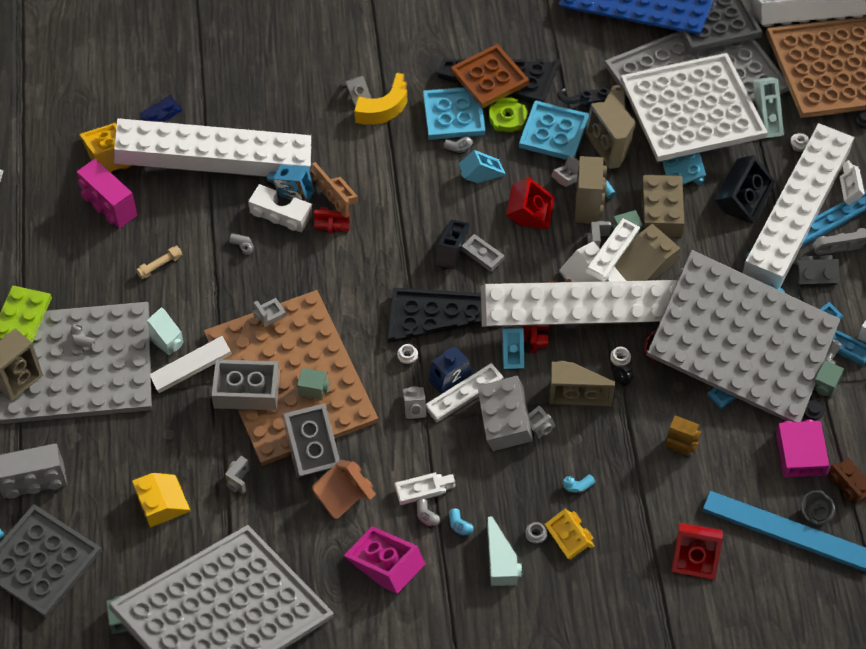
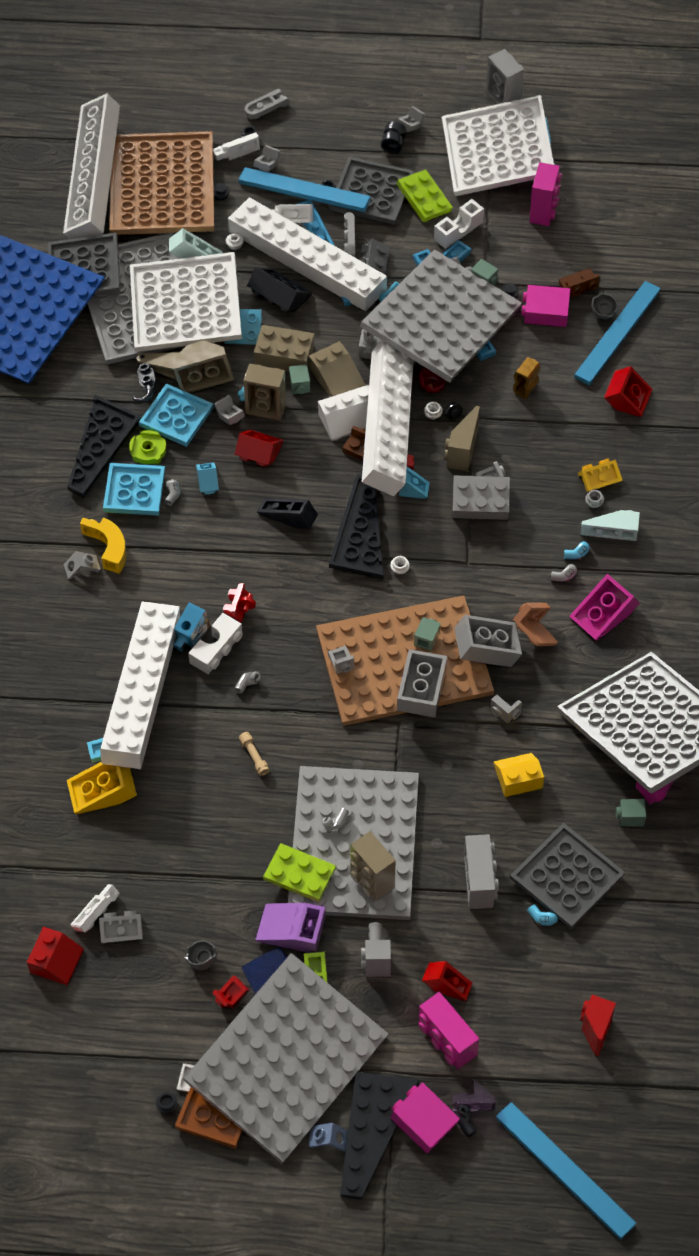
camera: 80 degrees left, 0 degrees up
(106, 193) = (168, 785): dark pink brick -> none
(161, 111) = (63, 738): clear blue plate -> none
(164, 332) = (344, 750): light aqua slope -> none
(190, 364) = (381, 734): white tile -> none
(335, 189) = (212, 591): medium nougat bracket -> none
(414, 402) = (451, 564): light grey bracket -> none
(423, 487) = (540, 572): white hinge -> none
(449, 369) = (423, 528): dark blue torso -> none
(461, 393) = (447, 530): white tile -> none
(482, 253) = (304, 489): light grey plate -> none
(489, 76) = (104, 449): dark orange plate -> none
(578, 486) = (555, 462): medium azure arm -> none
(598, 229) = (303, 403): light grey bracket -> none
(612, 249) = (333, 386): white tile -> none

